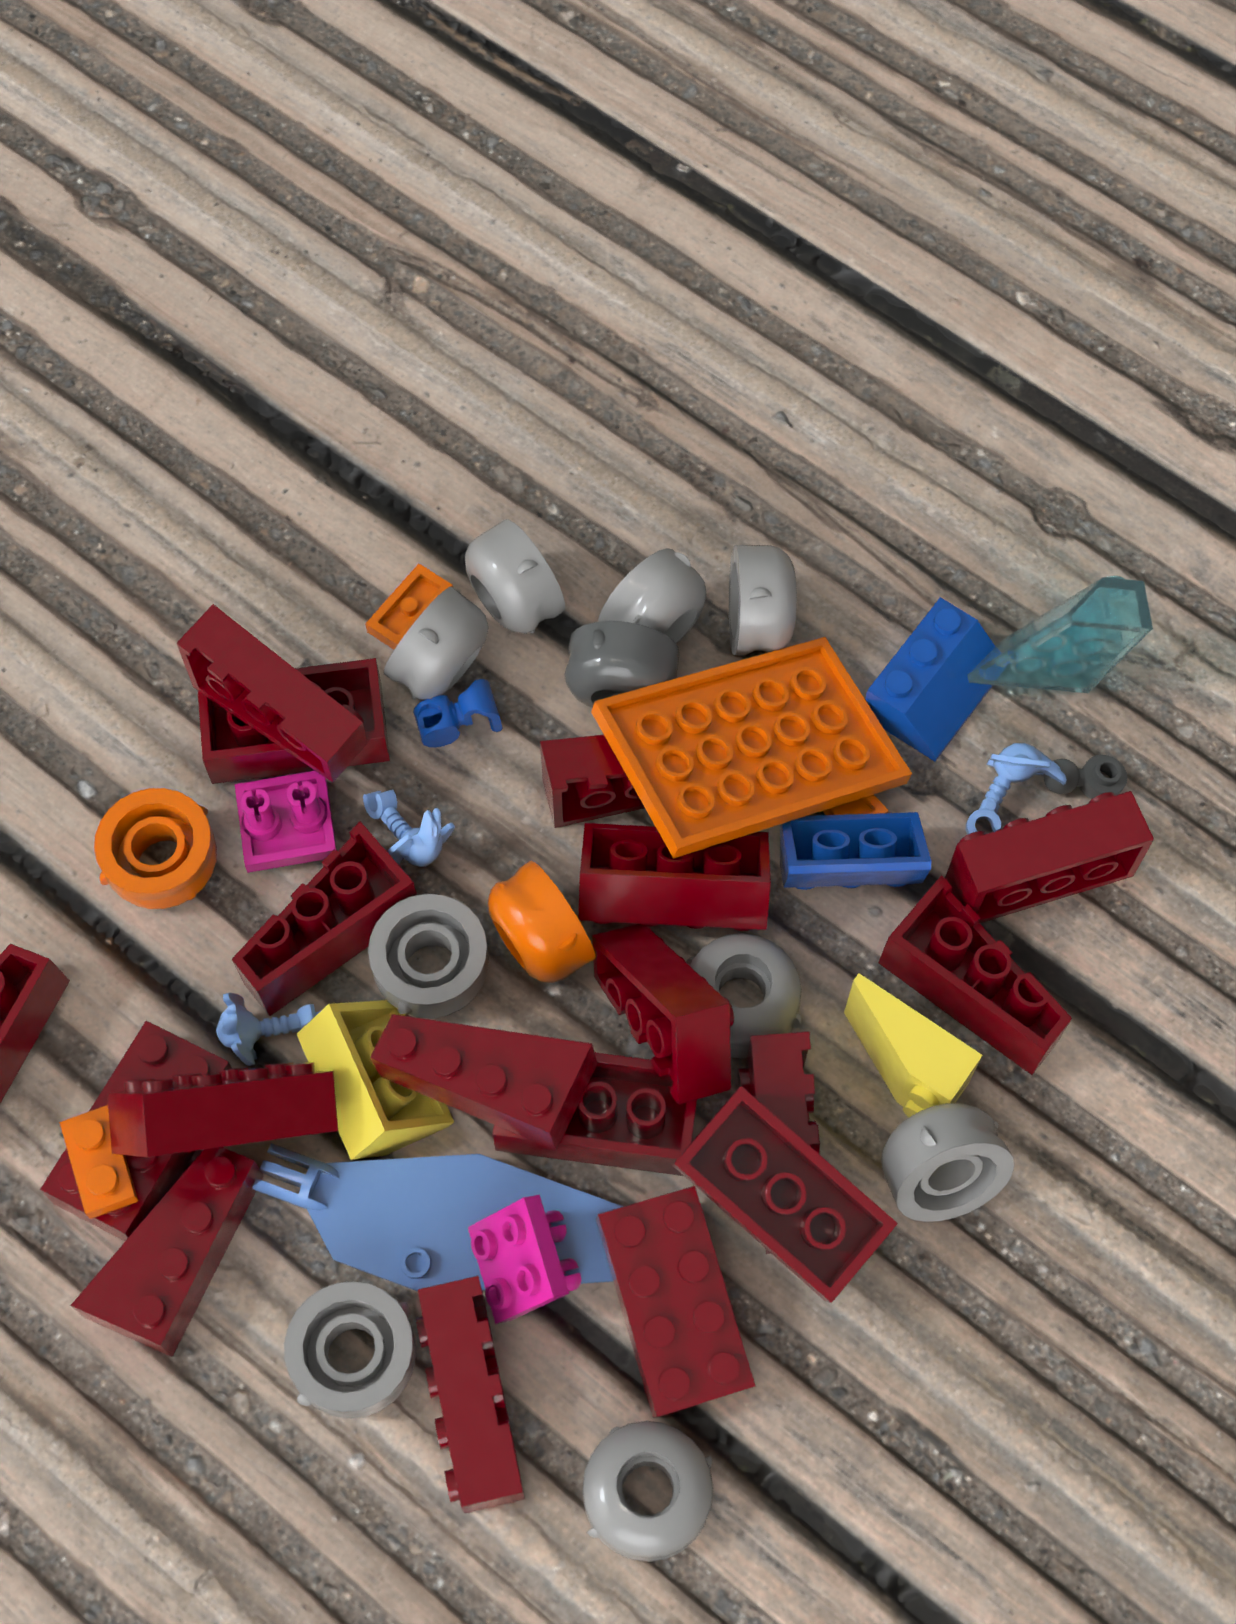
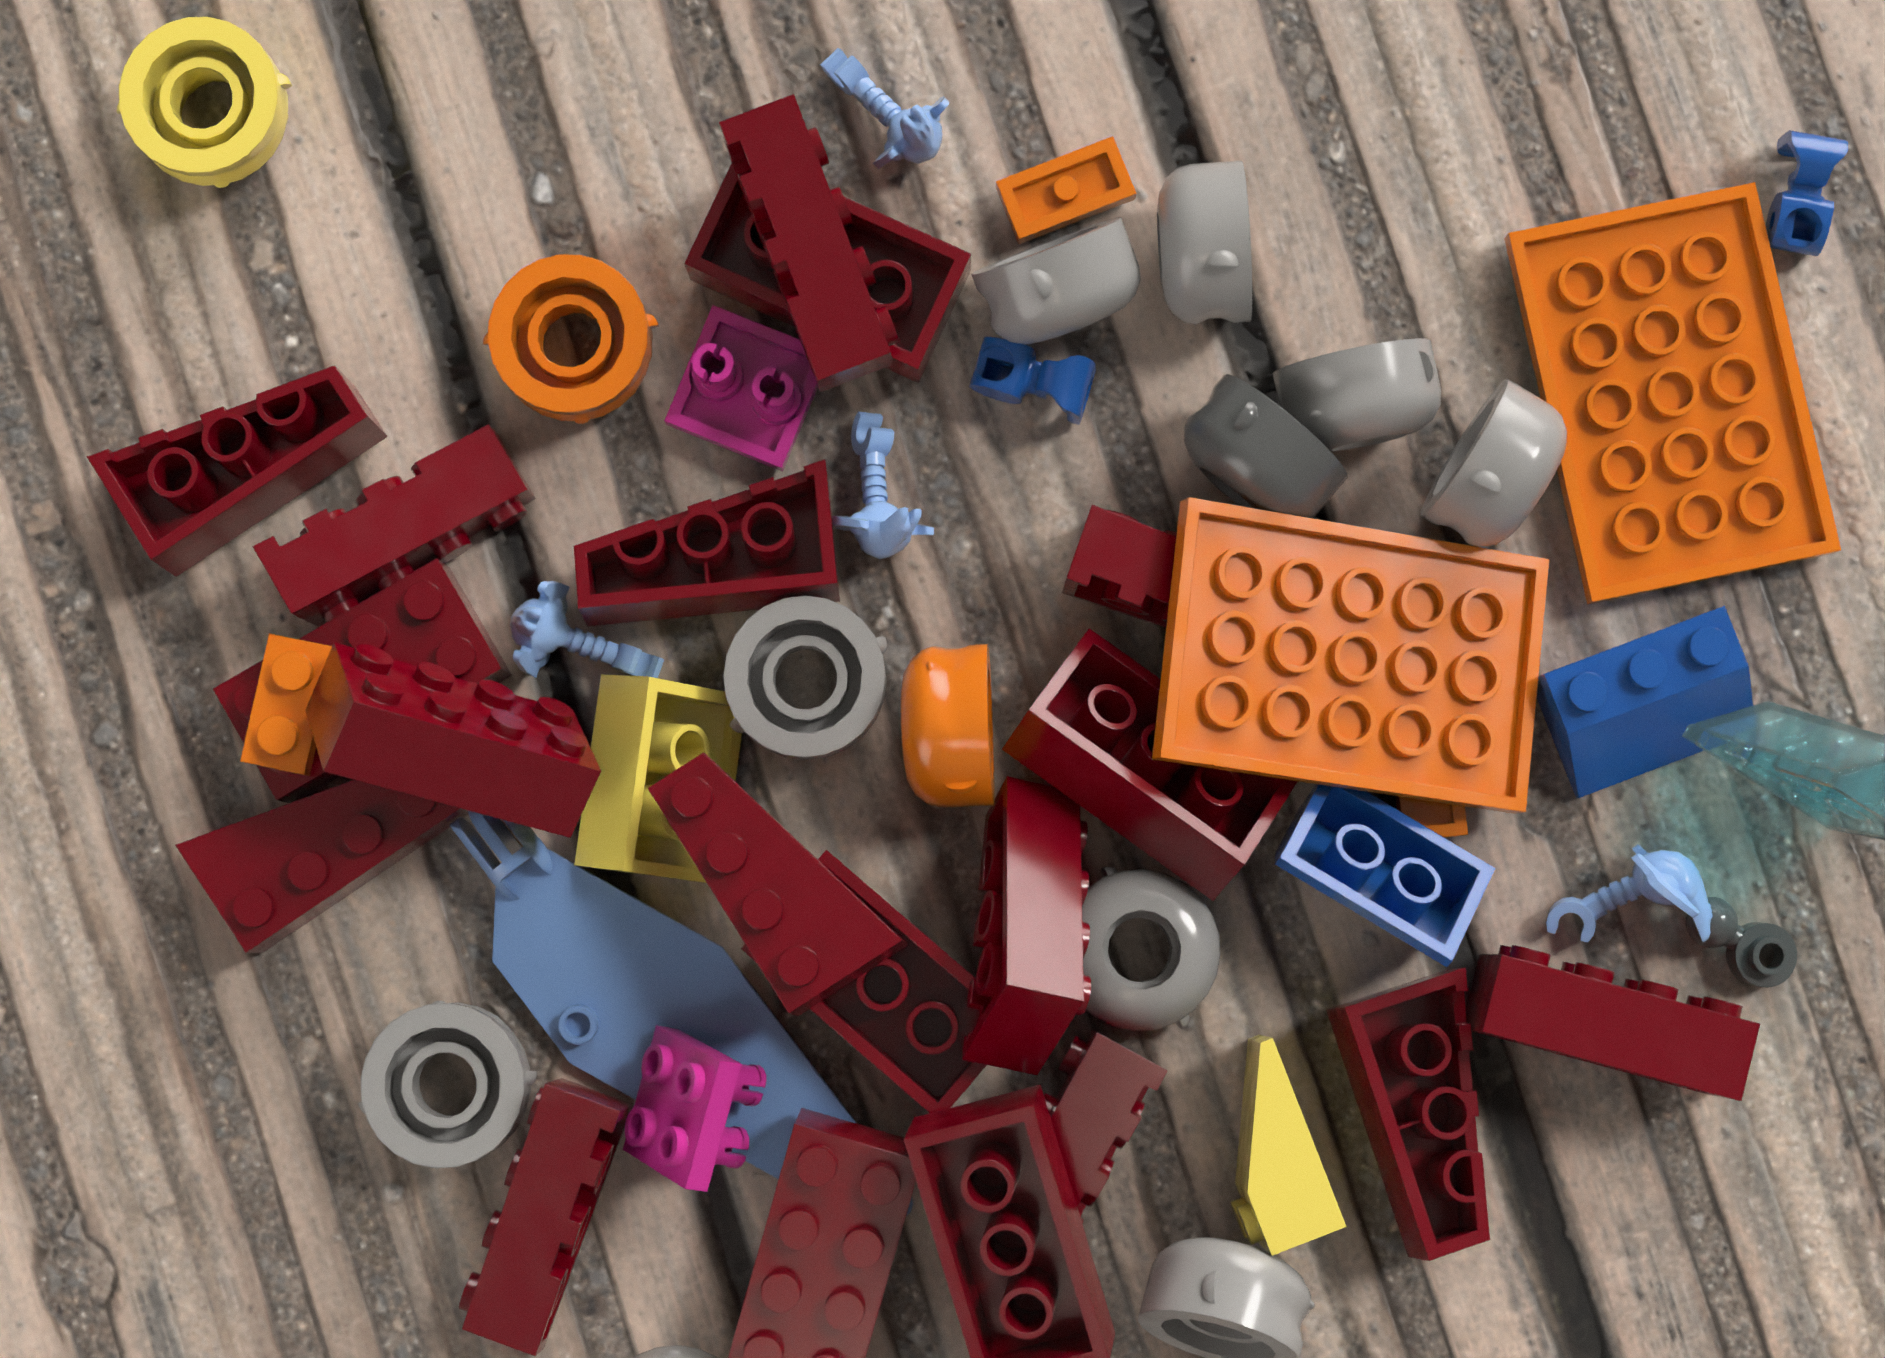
camera: 35 degrees right, 20 degrees up
(105, 1021) = (397, 527): none -> dark red wedge
(298, 625) = (912, 132): none -> light blue piece
(830, 395) = (1801, 216): none -> blue leg
(852, 526) = (1675, 393): none -> orange plate

